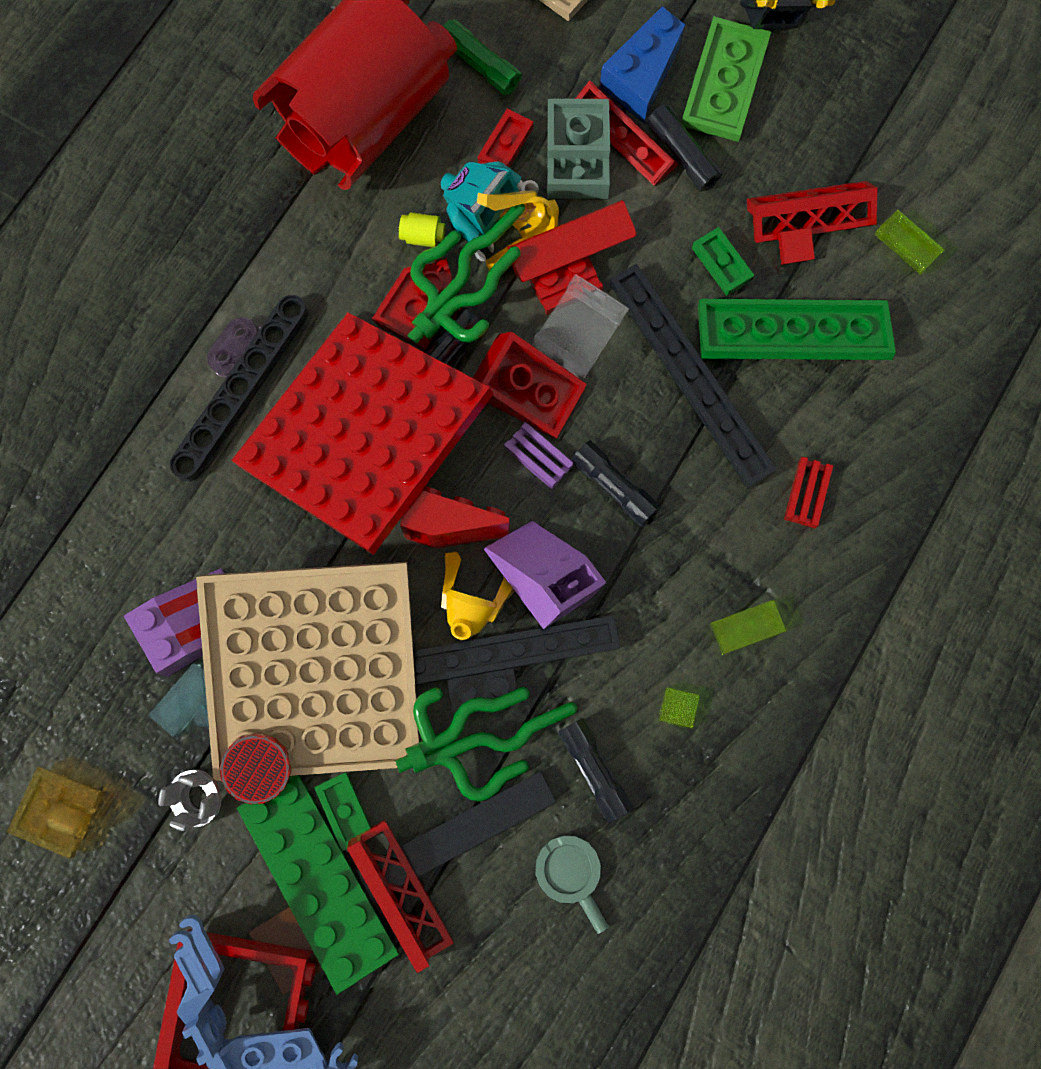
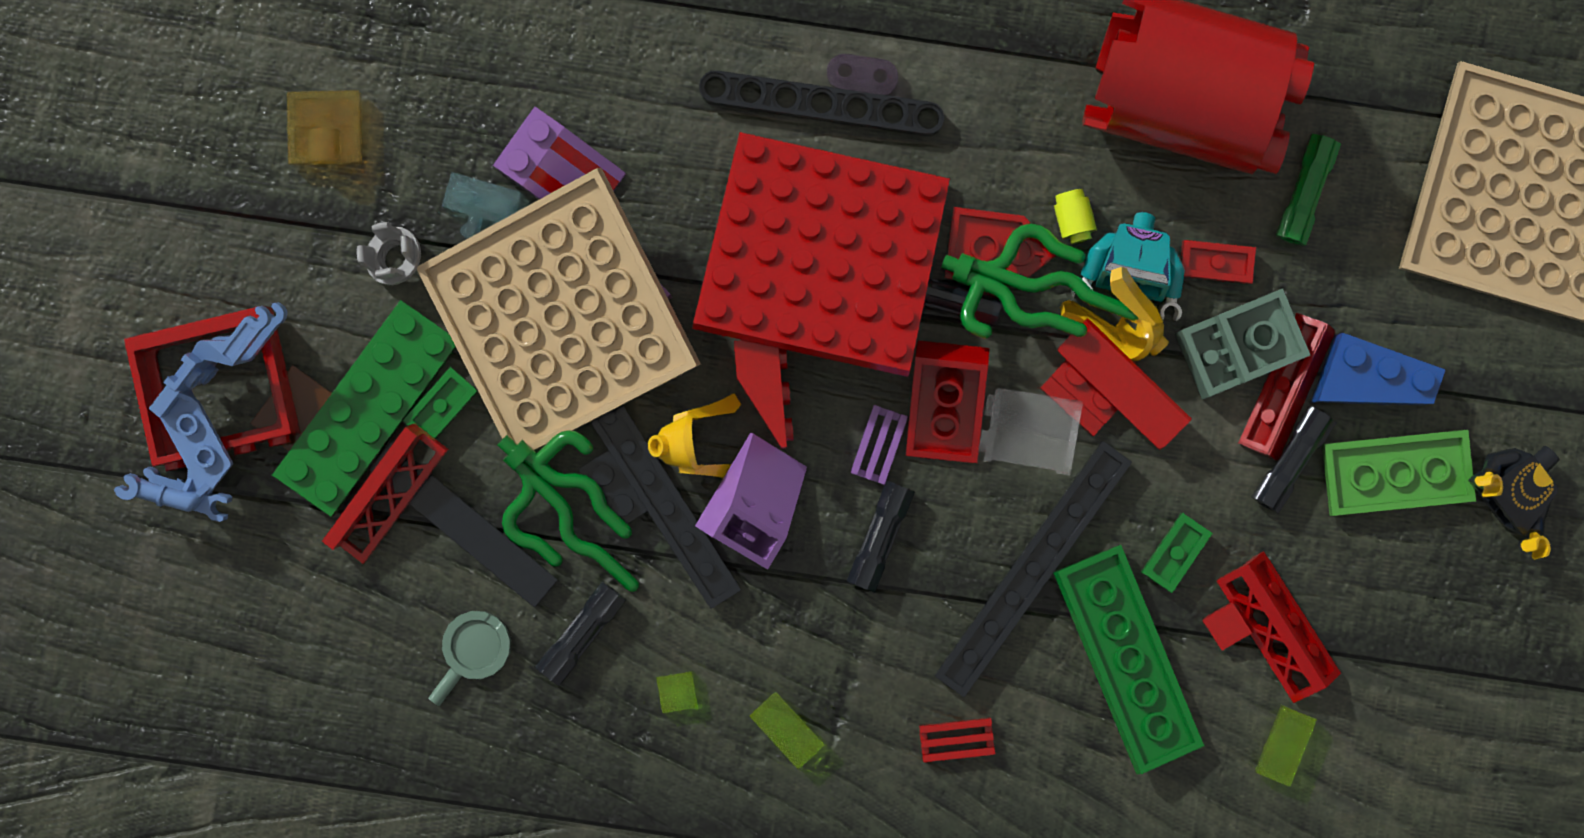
camera: 65 degrees right, 10 degrees up
(255, 768) = (443, 304): tile -> none

